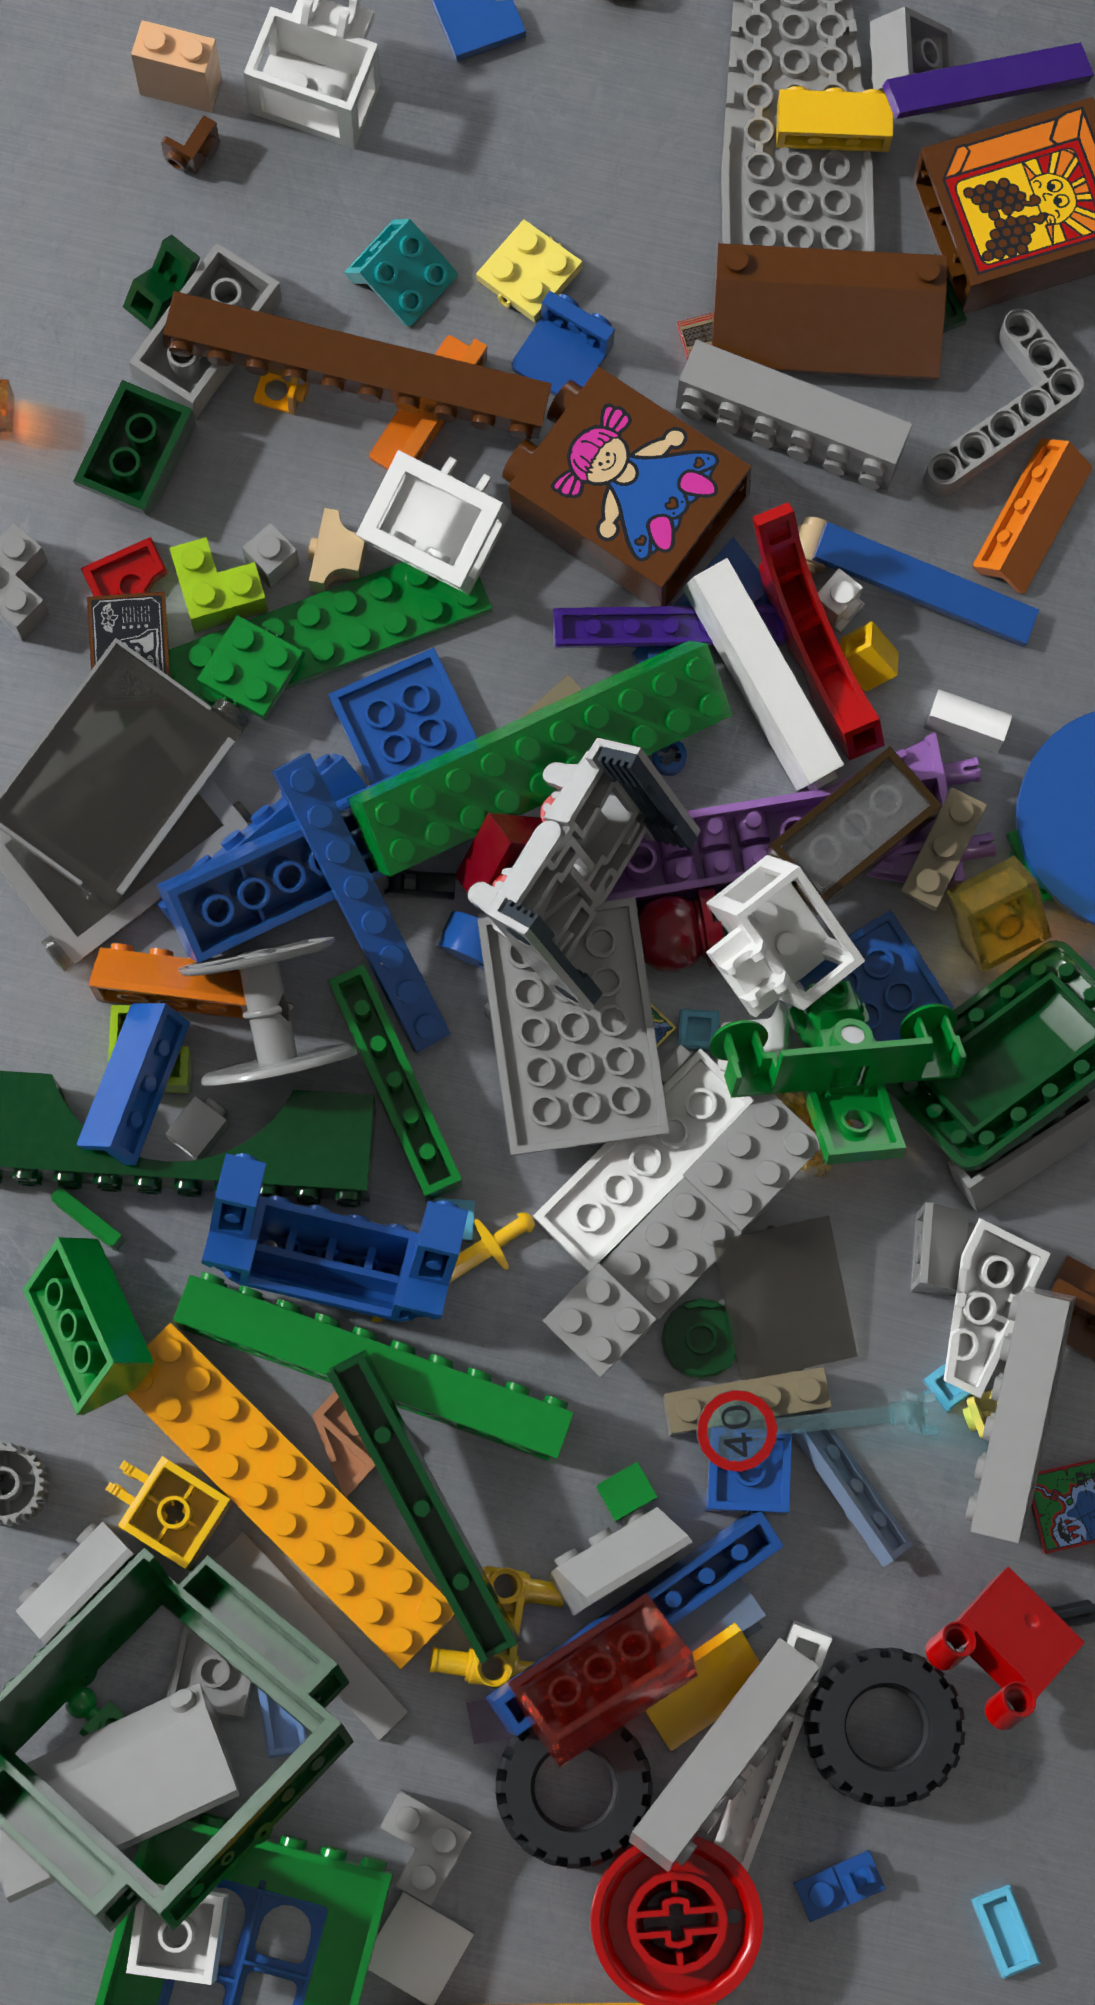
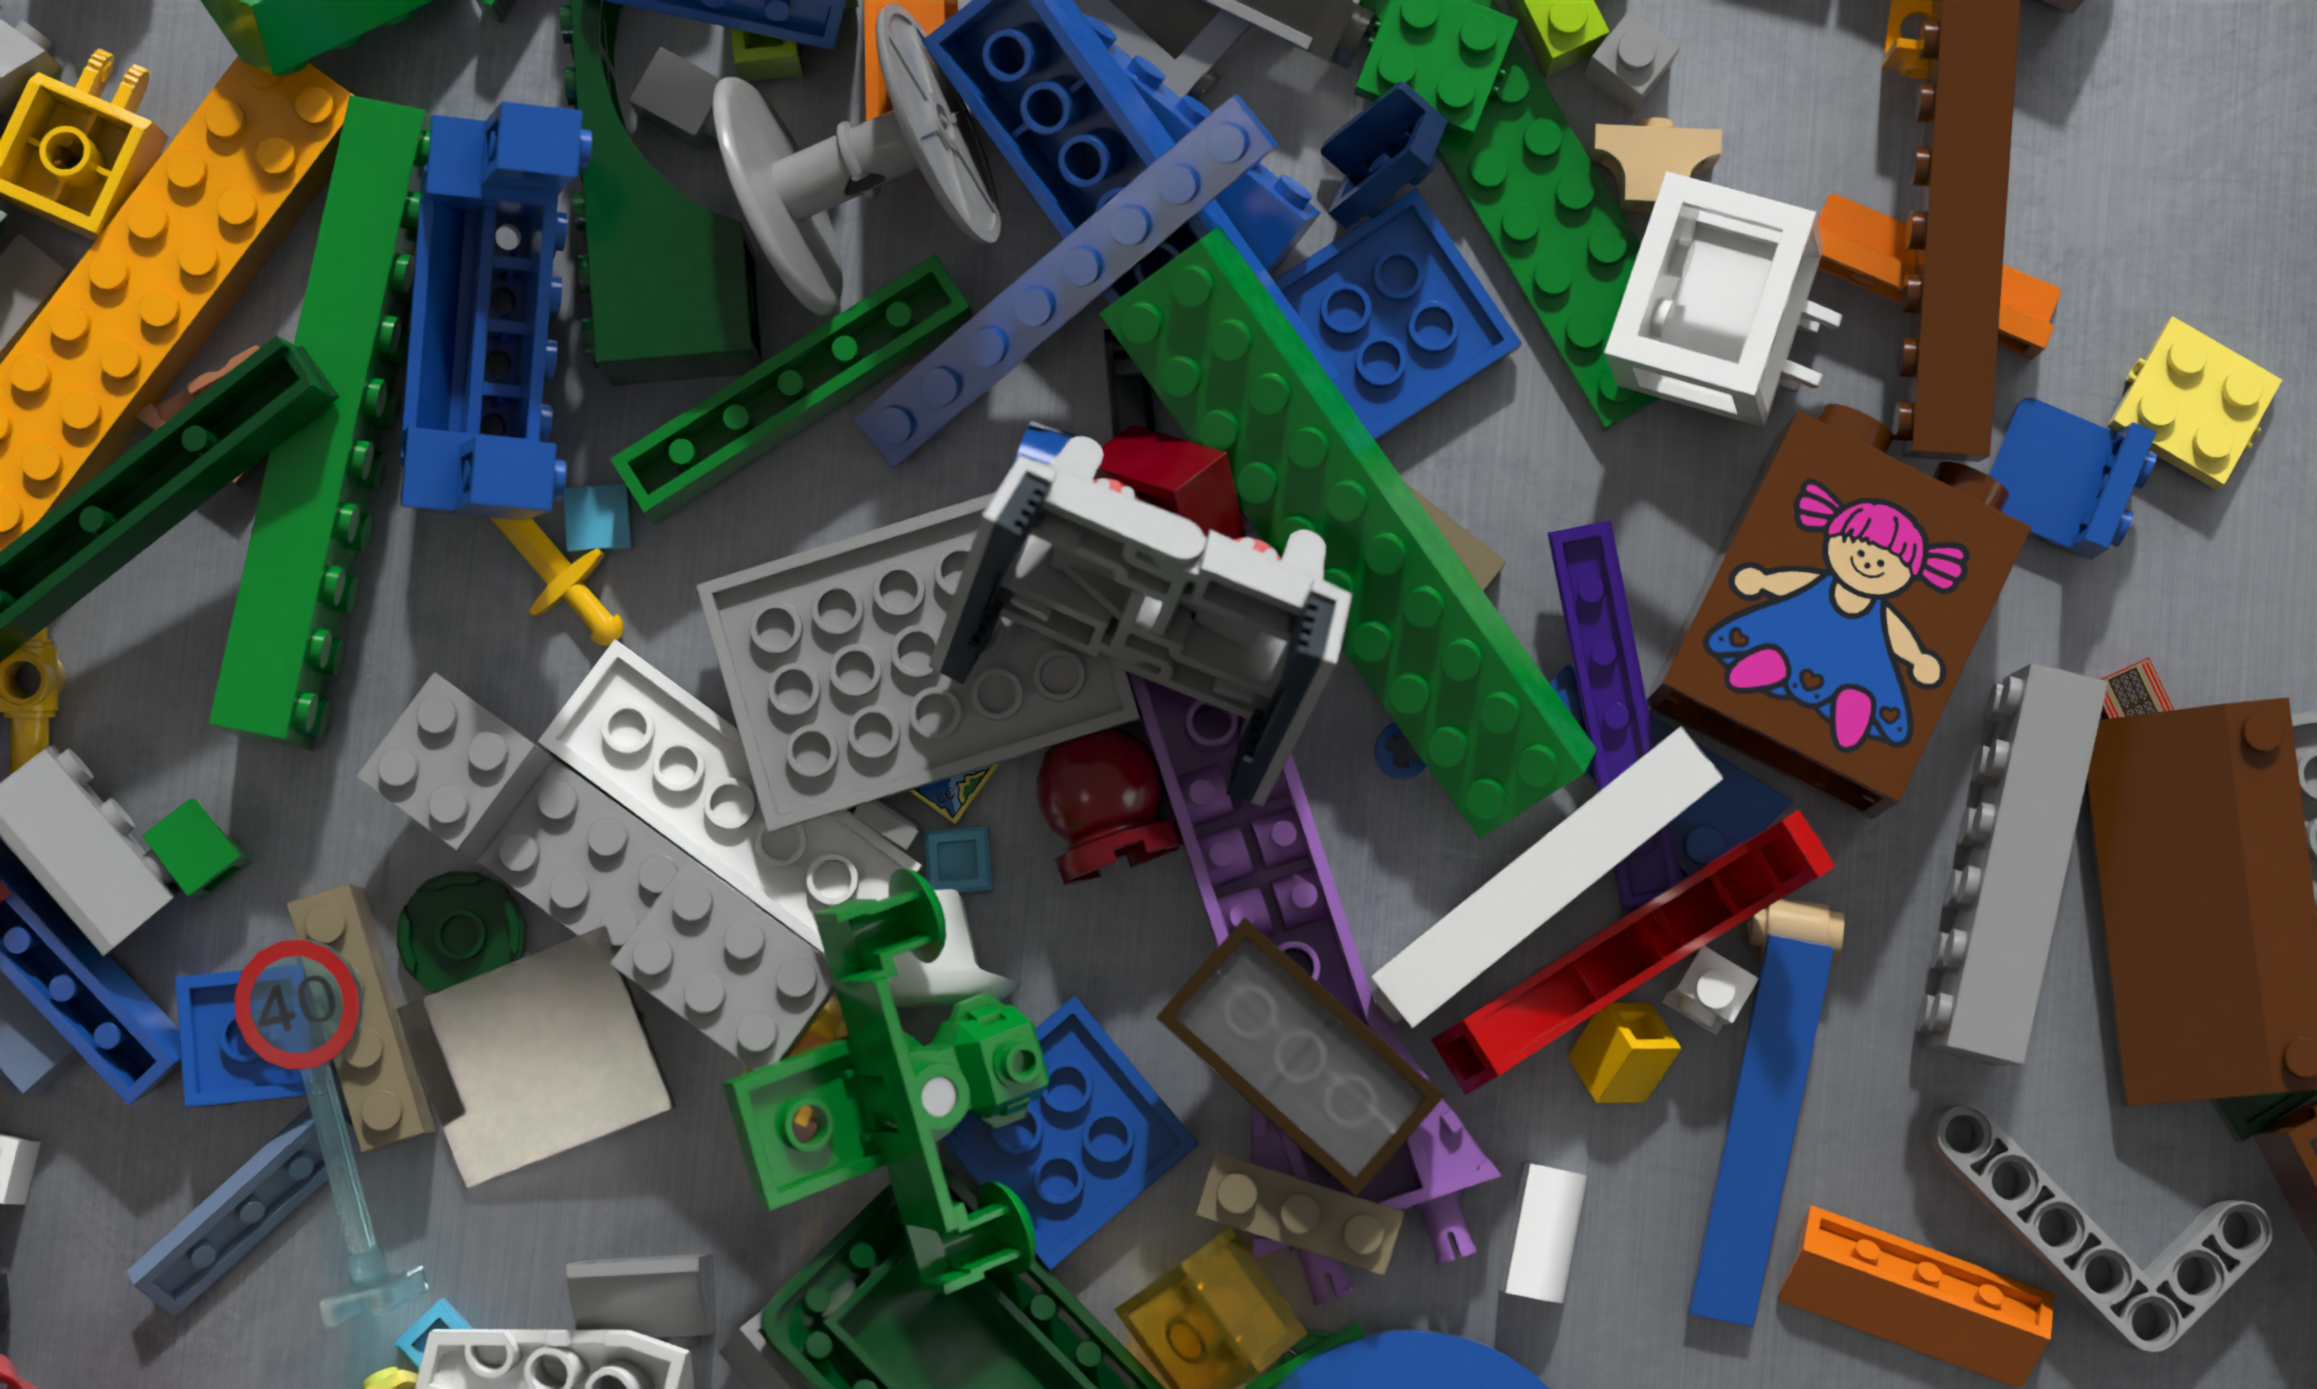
camera: 85 degrees right, 5 degrees up
(307, 706) = (1382, 152): none -> dark blue bracket
(403, 270) = (2154, 198): teal bracket -> none
(777, 937) = (1091, 948): white piece -> none

